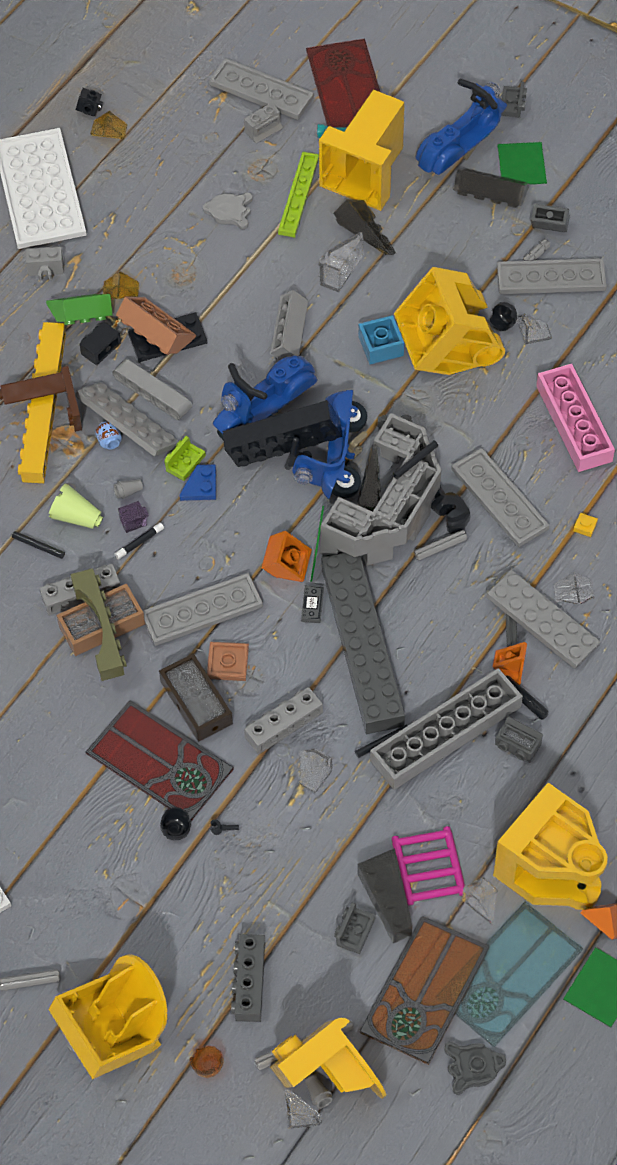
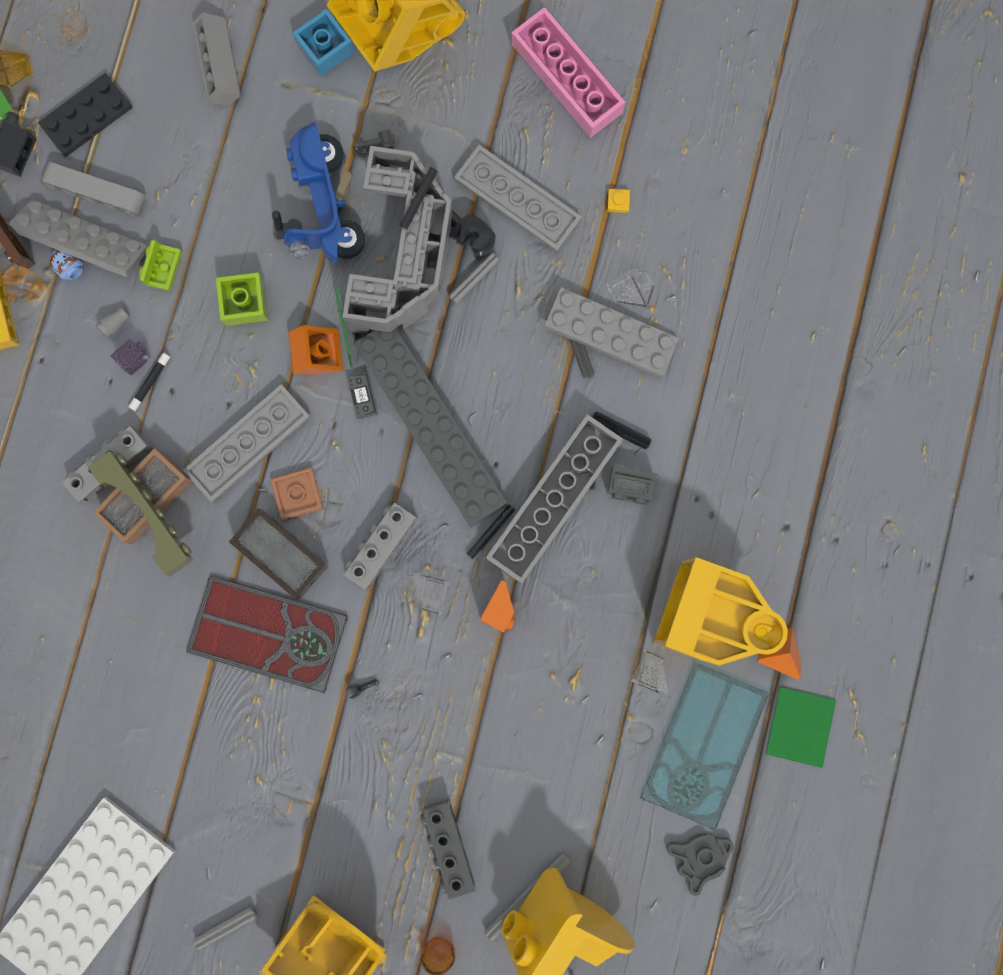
camera: 20 degrees left, 25 degrees up
(37, 544) = (37, 423): black bar -> none
(75, 509) = (62, 370): yellowish green cone -> none
(154, 324) = (64, 107): nougat slope -> none
(175, 823) = (311, 706): black hair -> none
(200, 484) = (190, 289): blue wing -> none
(241, 501) = (242, 299): none -> lime brick
(247, 404) = (223, 164): blue piece -> none
(275, 434) = (253, 207): black brick -> none
(354, 929) = (536, 757): dark grey bracket -> none
(364, 797) = (500, 609): none -> orange slope
(370, 486) = (379, 251): clear smoke wedge -> none
(386, 891) = (553, 704): clear smoke wedge -> none
(425, 990) = (627, 795): piece -> none
(450, 852) = (613, 652): dark pink bar -> none
(511, 661) = (594, 395): orange slope -> none

